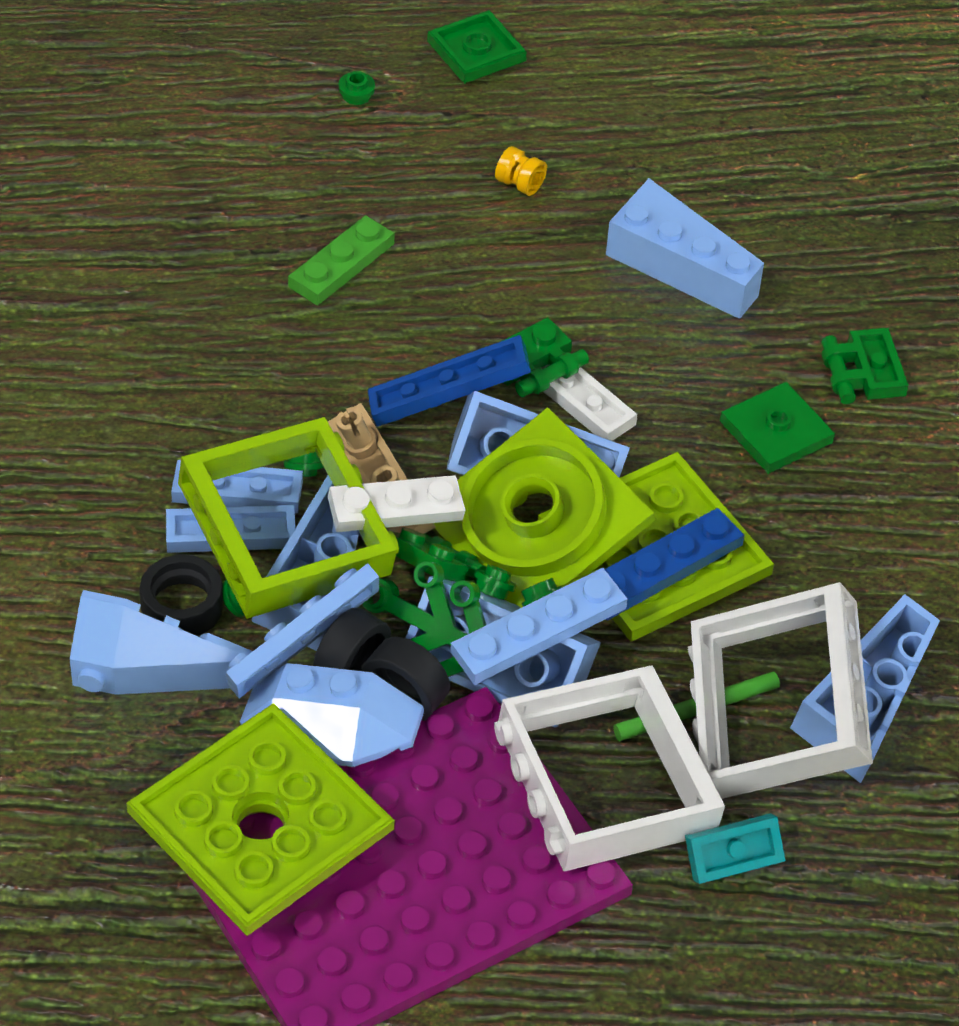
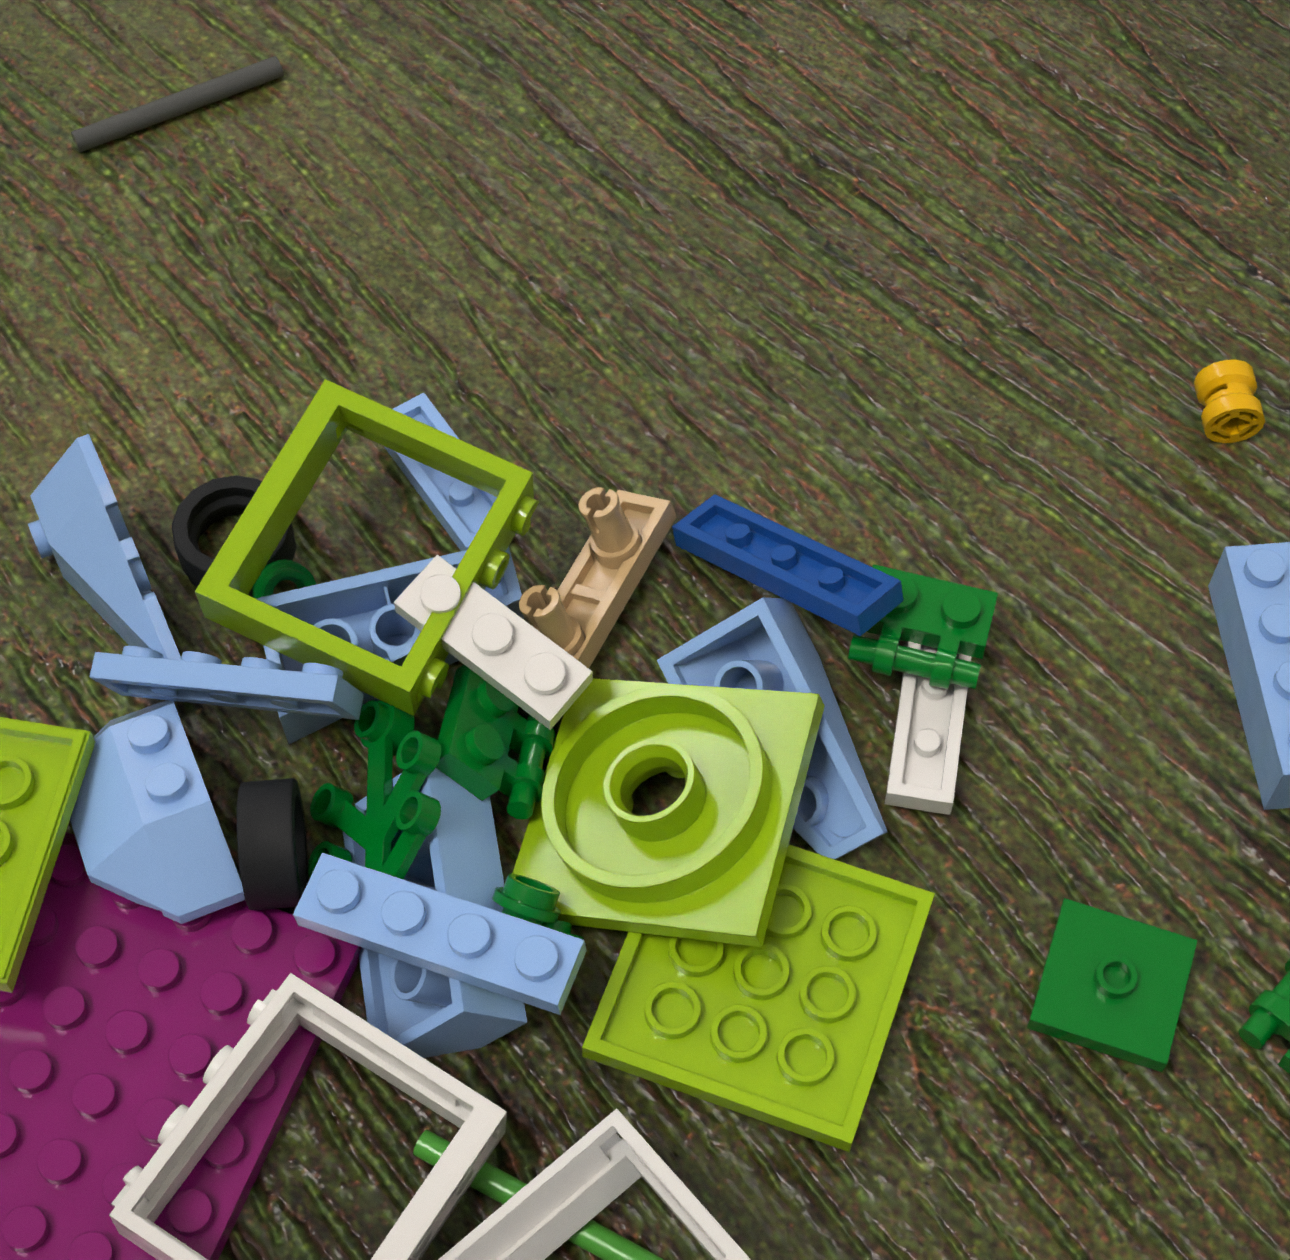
camera: 55 degrees right, 10 degrees up
(258, 526) = (377, 510): light blue plate -> none
(307, 463) = (551, 514): green plate -> none
(341, 260) = (898, 332): bright green plate -> none
(351, 640) = (267, 745): black tyre -> none
(356, 87) = (1181, 157): green plate -> none
(495, 582) = (509, 834): green plate -> none
(675, 557) = (720, 1006): blue plate -> none

